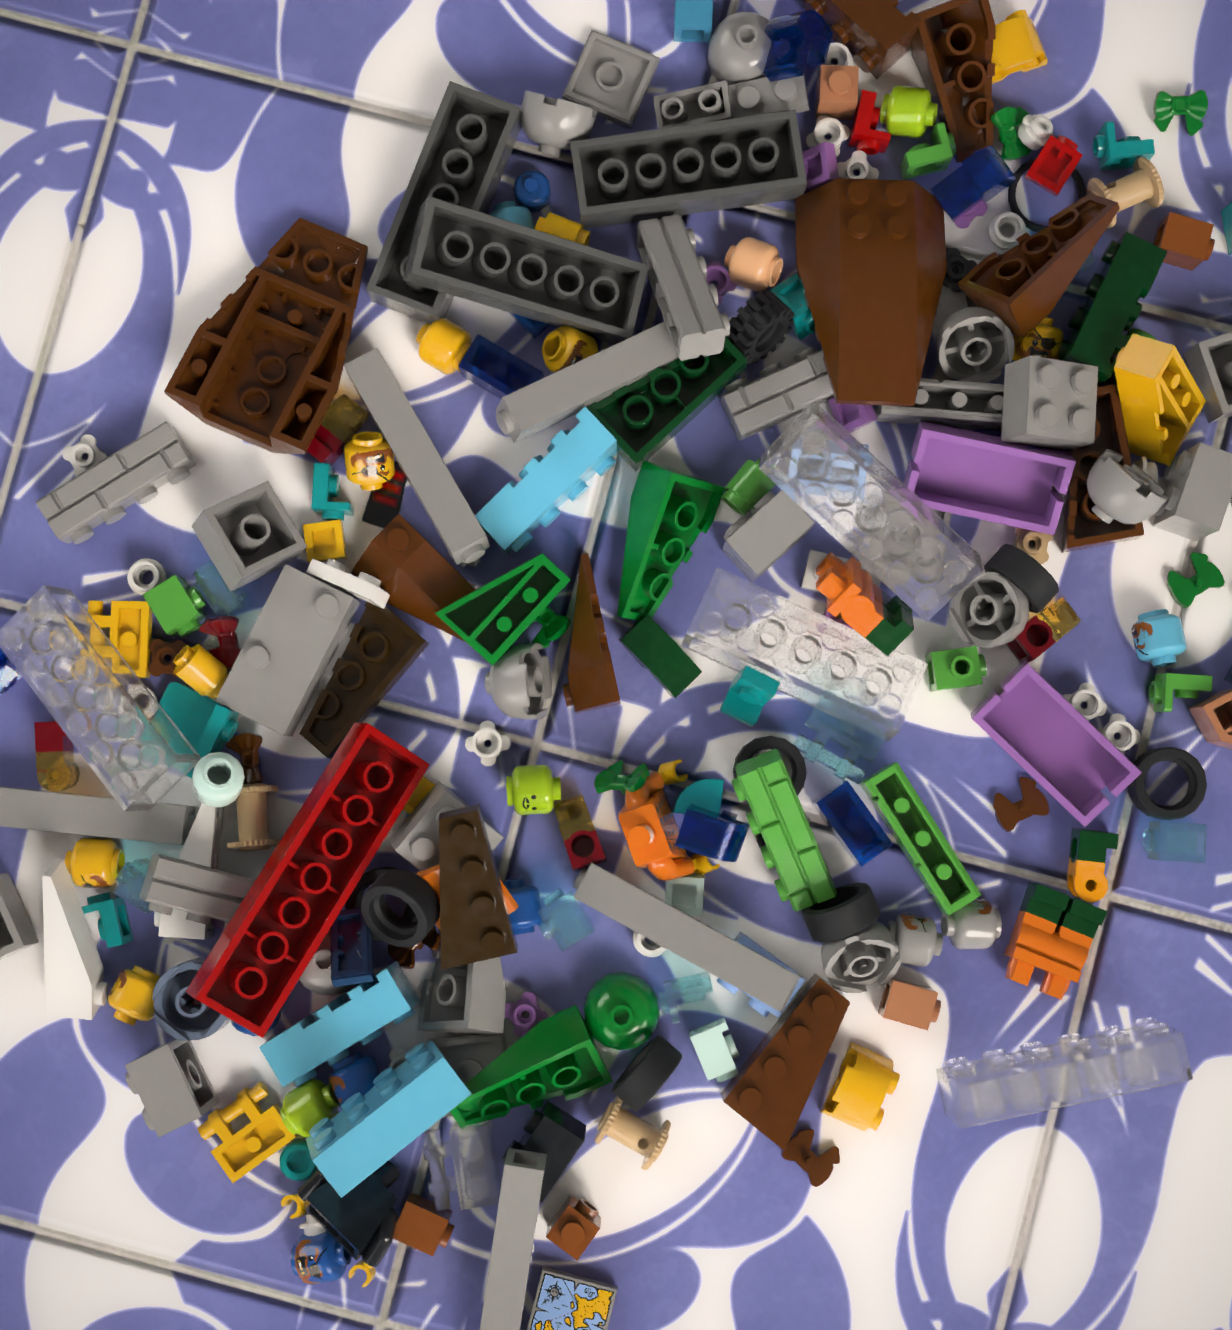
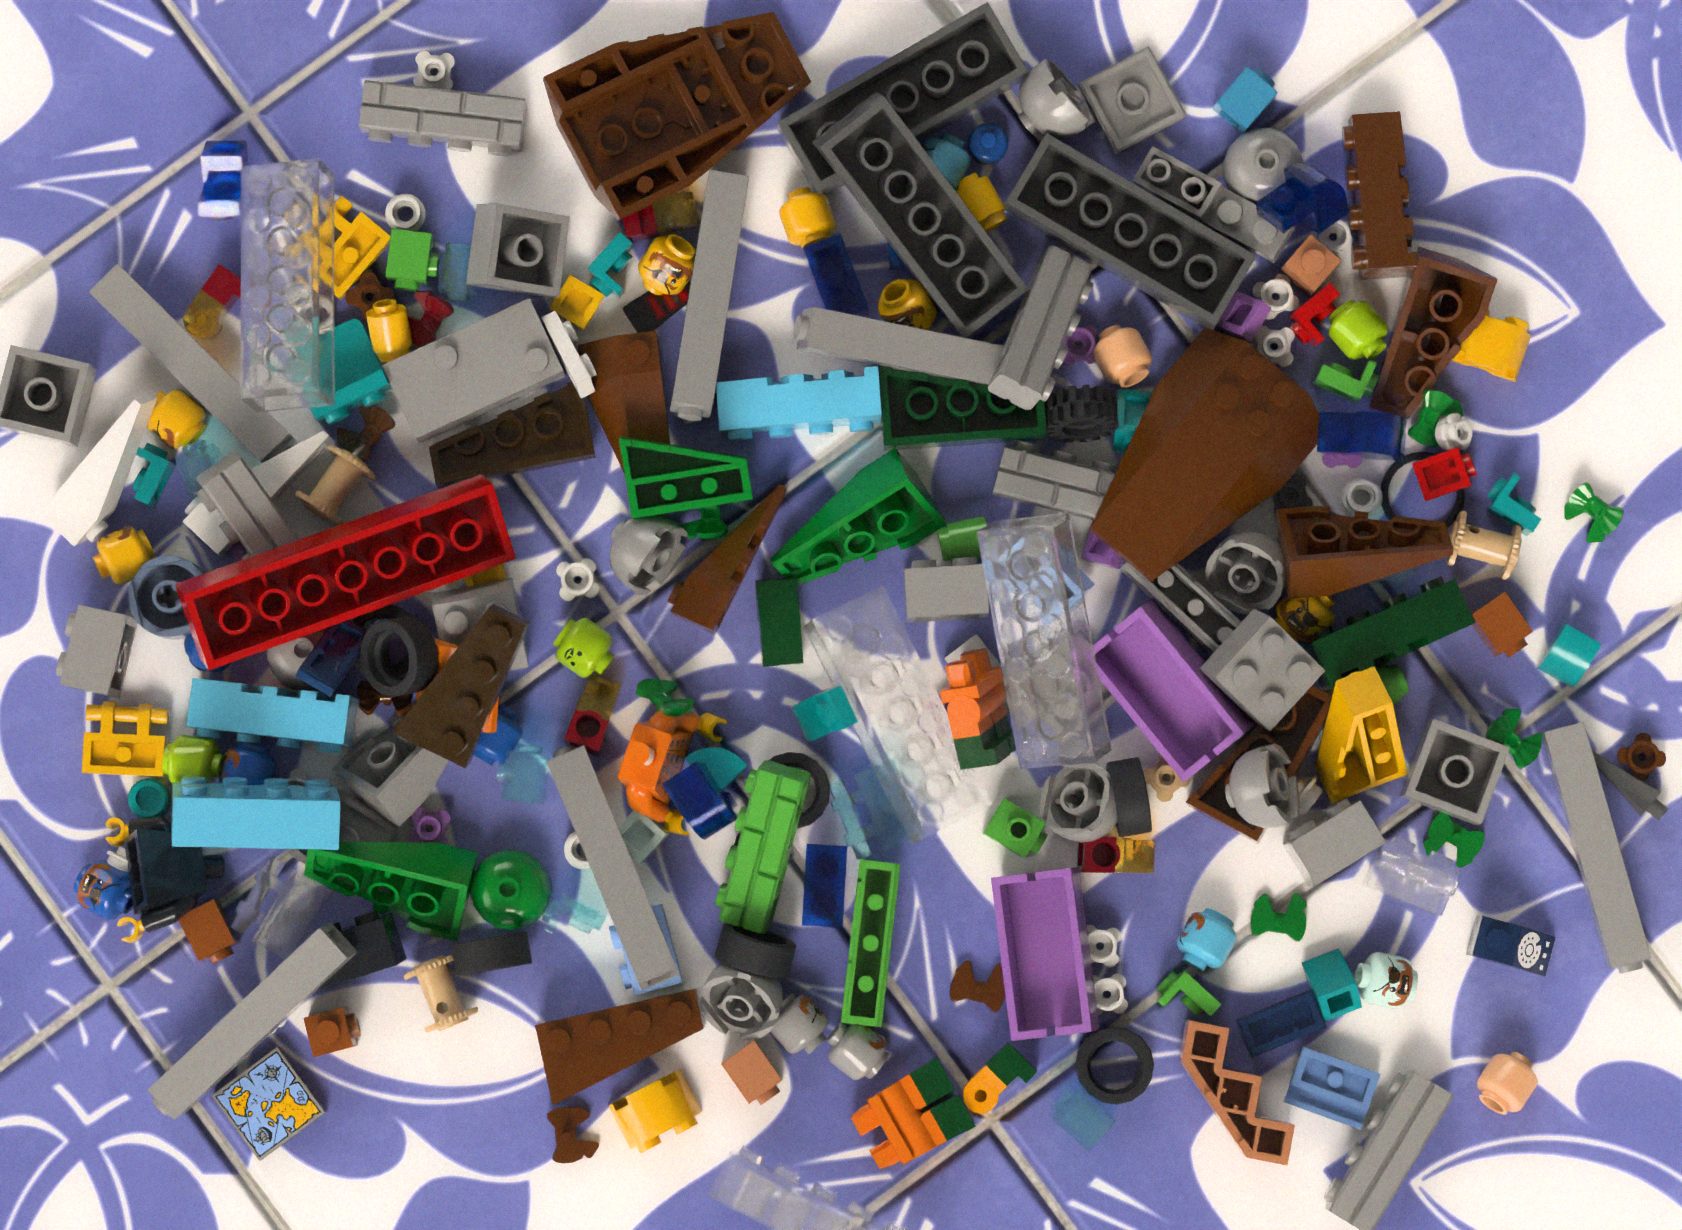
camera: 35 degrees right, 0 degrees up
(217, 779) = (334, 432): light aqua head -> none
(715, 1050) = (561, 983): light aqua brick -> none

